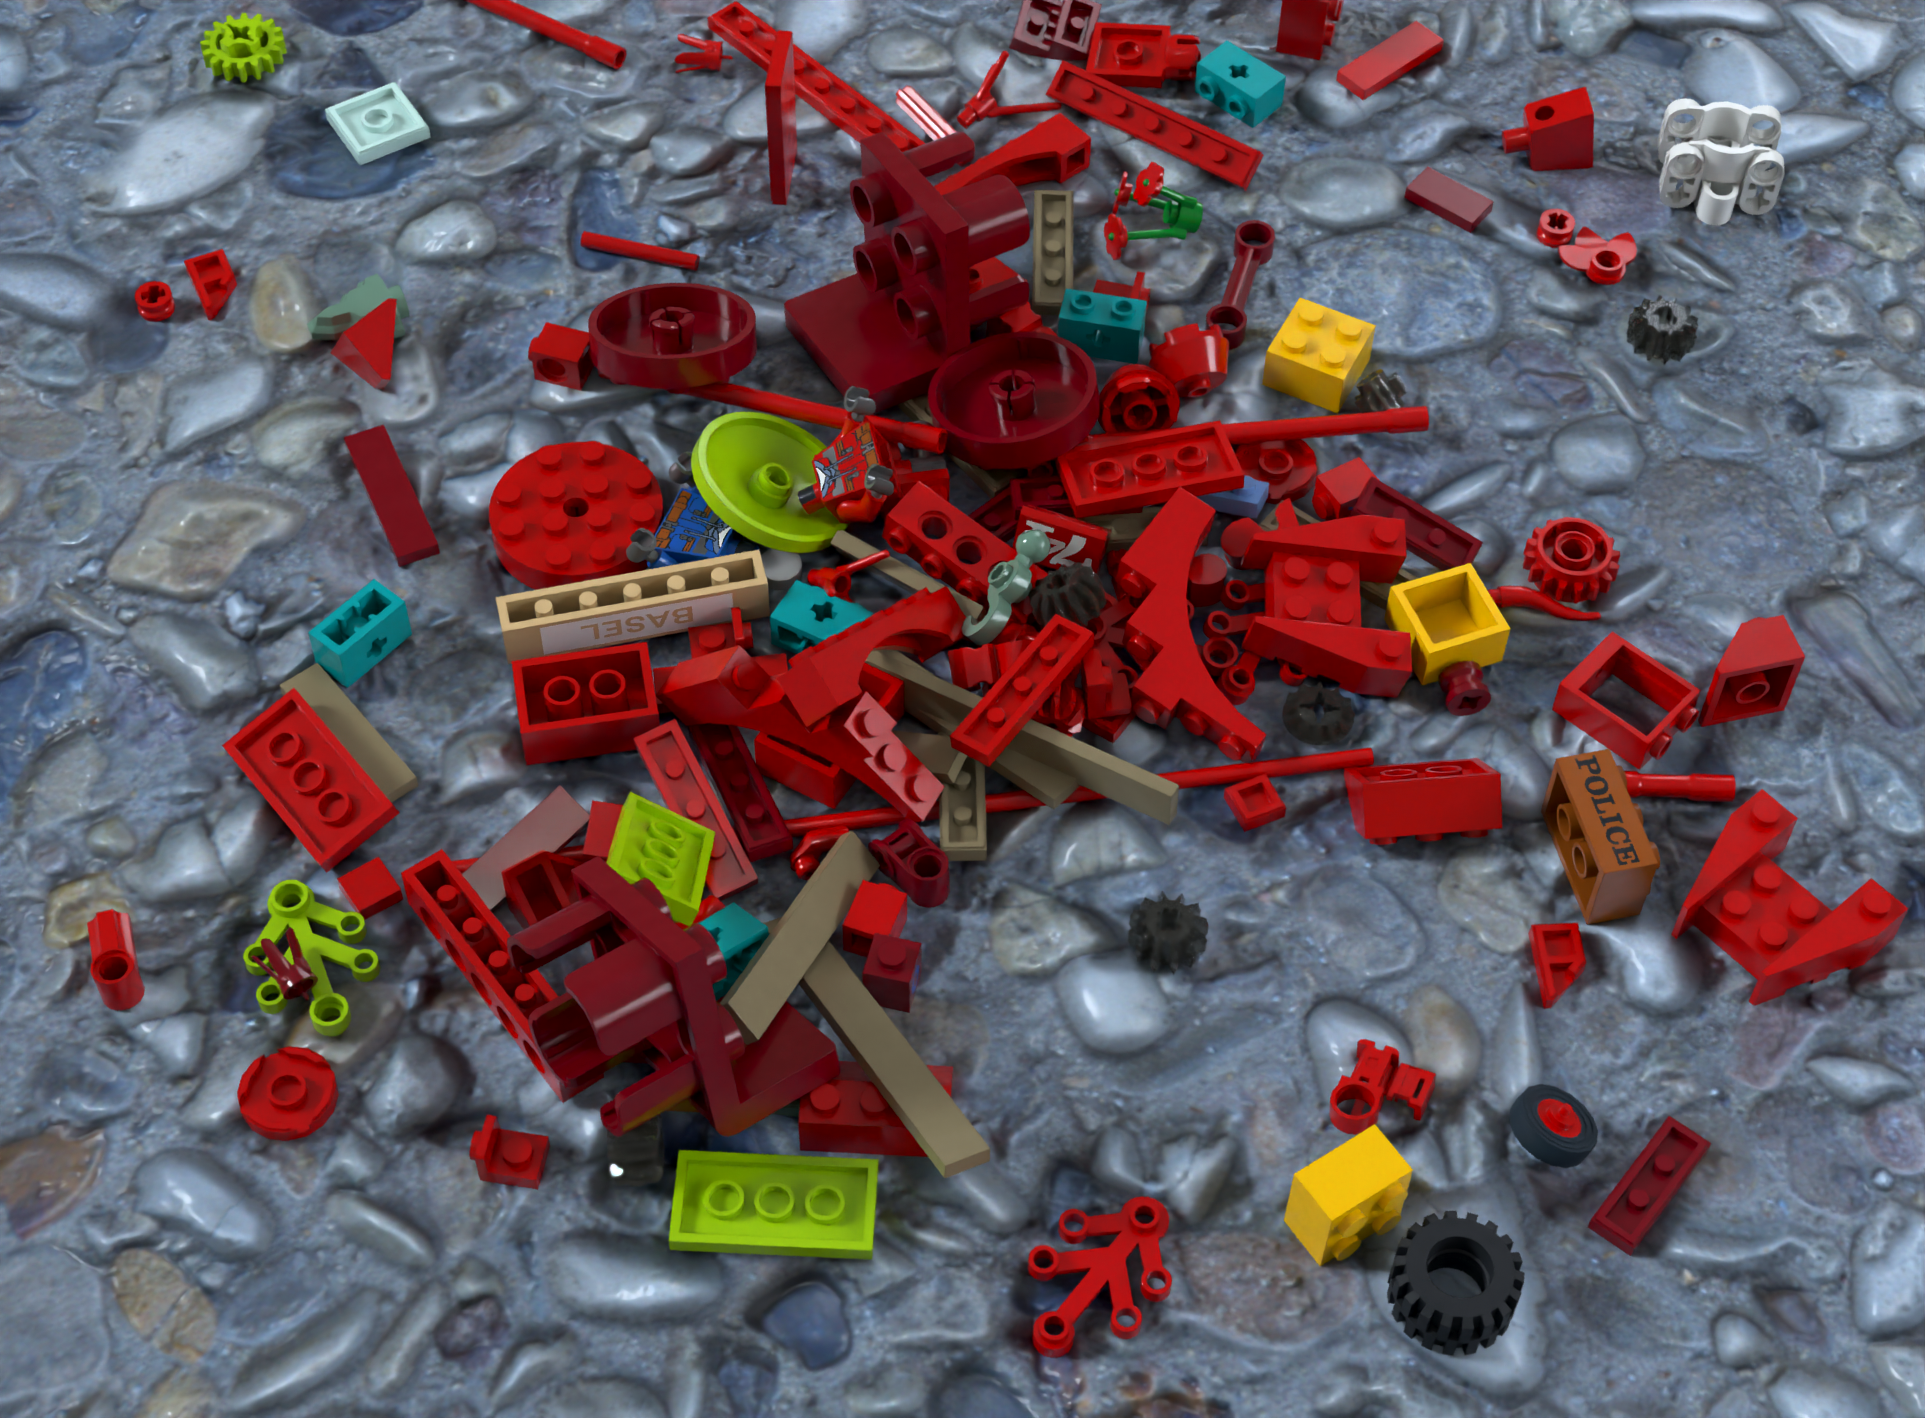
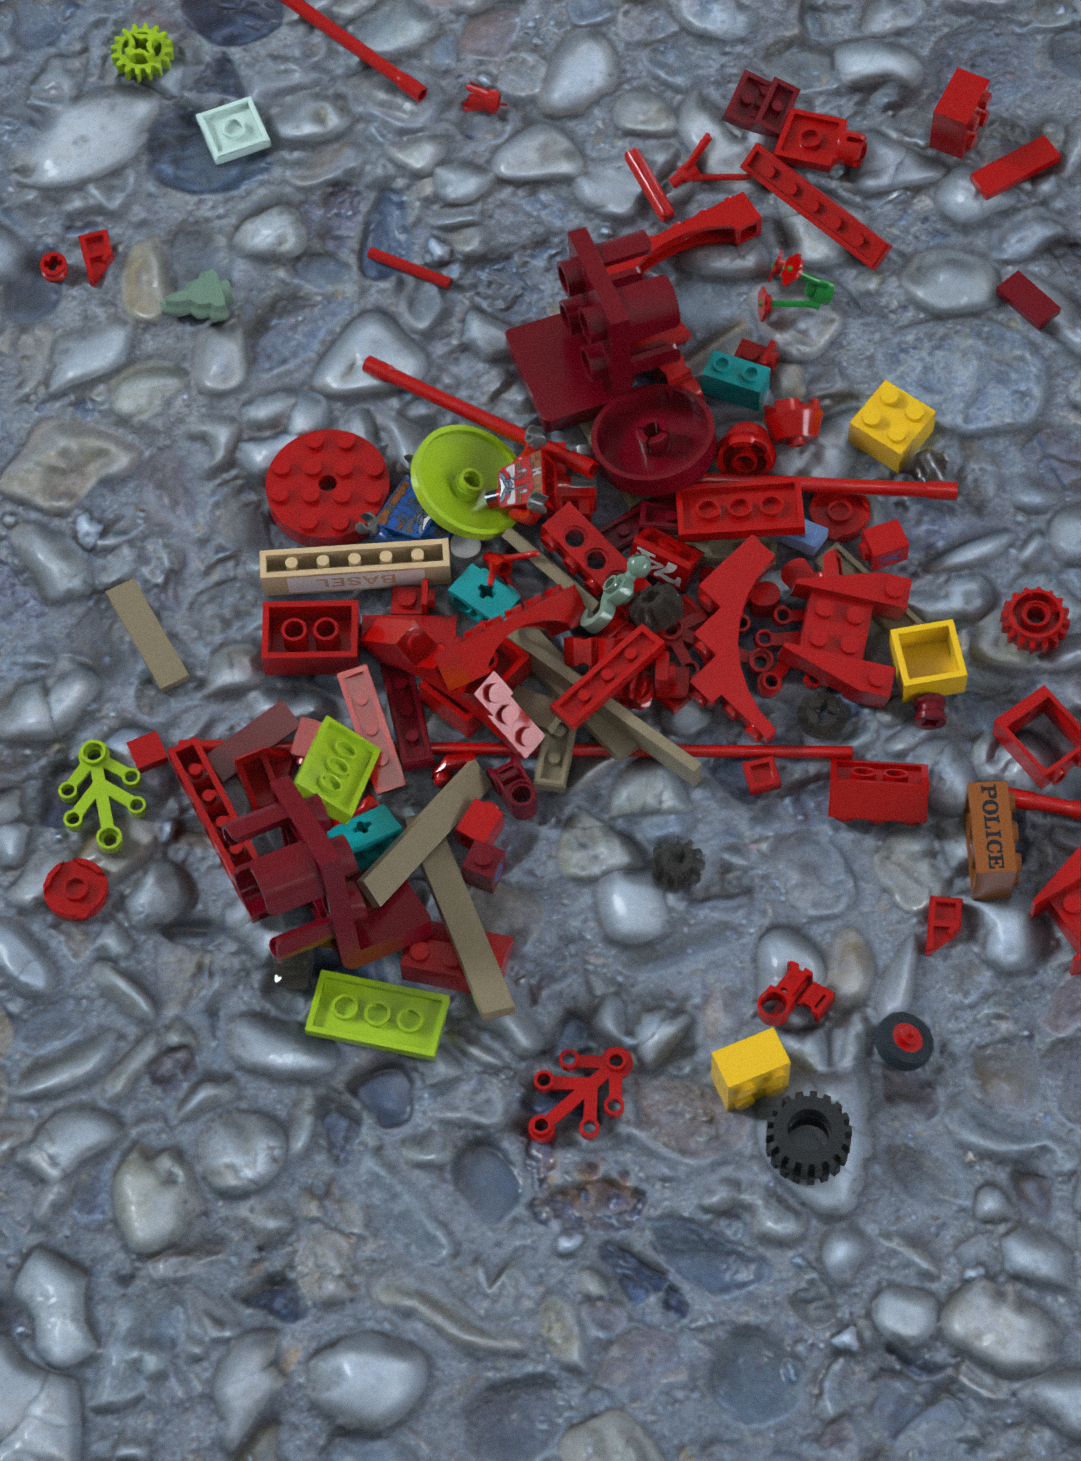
camera: 15 degrees right, 10 degrees up
(292, 979) = (87, 812): dark red piece -> none
(310, 779) = (117, 667): red plate -> none
(360, 633) = (164, 561): teal brick -> none
(369, 345) = (201, 329): red slope -> none
(391, 495) = (201, 450): dark red tile -> none
(509, 1155) = (212, 954): red bracket -> none
(561, 356) = (338, 353): red brick -> none
(672, 336) = (418, 352): dark red piece -> none
(781, 117) = (526, 179): red tile -> none
(812, 80) = (571, 142): red tile -> none
(1052, 250) = (716, 306): dark tan tile -> none
(1239, 84) = (890, 178): teal brick -> none
(1241, 279) = (849, 355): dark red piece -> none
(1426, 532) = (927, 581): dark red tile -> none
(1526, 597) = (992, 643): red animal -> none
(1649, 1185) = (960, 1091): dark red tile -> none

